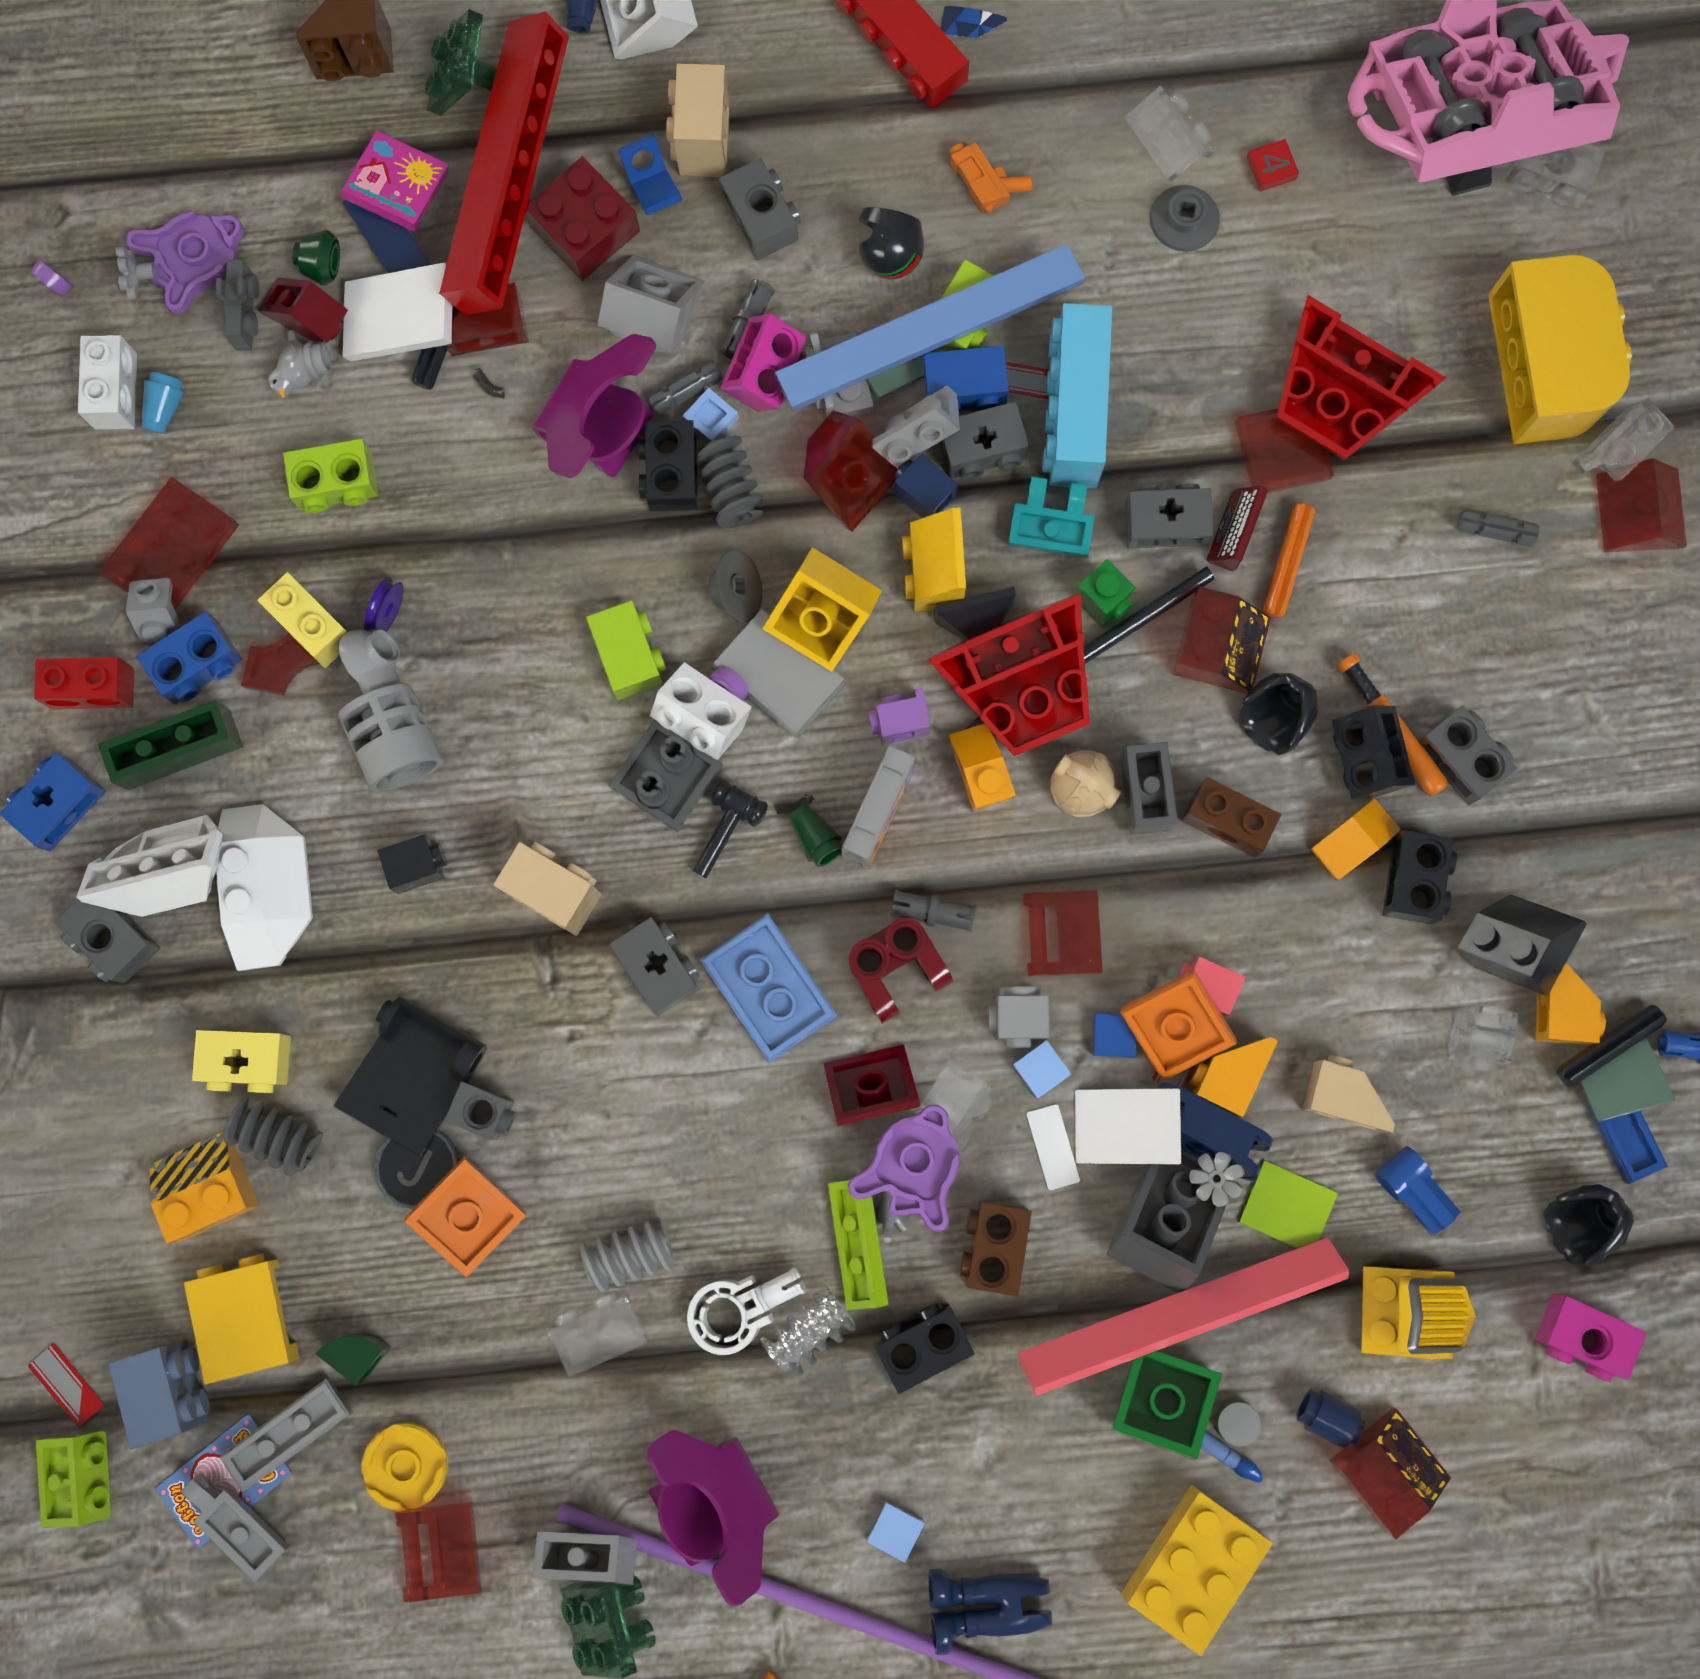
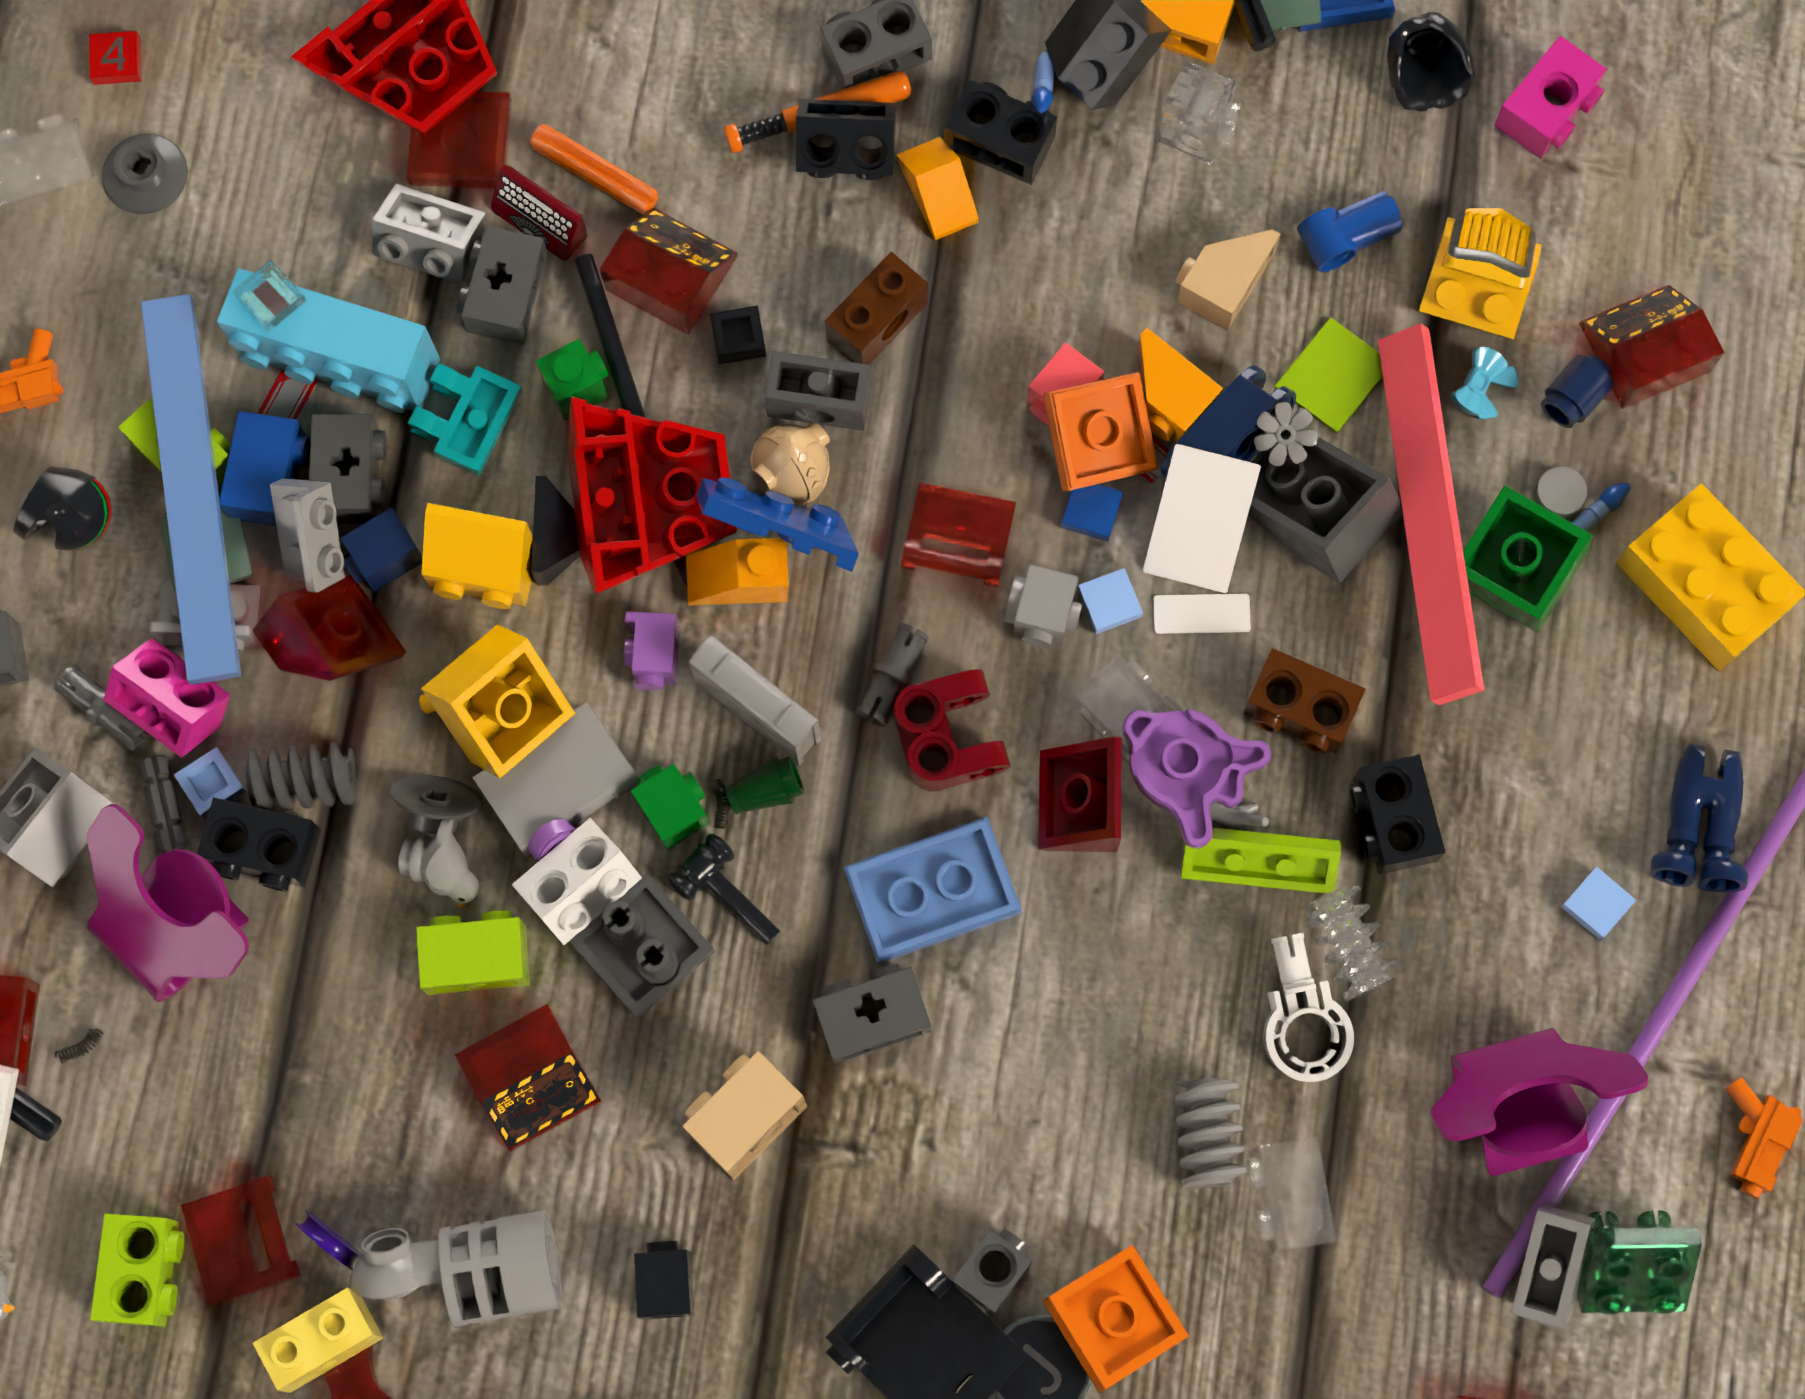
camera: 75 degrees left, 5 degrees down
(366, 534) = (224, 1246): none -> clear red plate
(542, 718) = (528, 1077): none -> slope
(688, 605) = (439, 864): none -> light grey animal
(781, 765) = (670, 803): none -> green brick
(1030, 800) = (774, 511): none -> blue wing
(1094, 335) = (269, 296): none -> clear light blue tile
(1182, 713) = (738, 334): none -> black tile
(1196, 445) = (426, 232): none -> light grey bracket
(1279, 712) = (771, 225): black hair -> none
(1329, 1335) = (1487, 367): none -> medium azure piece
(1469, 901) = (1043, 83): none -> piece

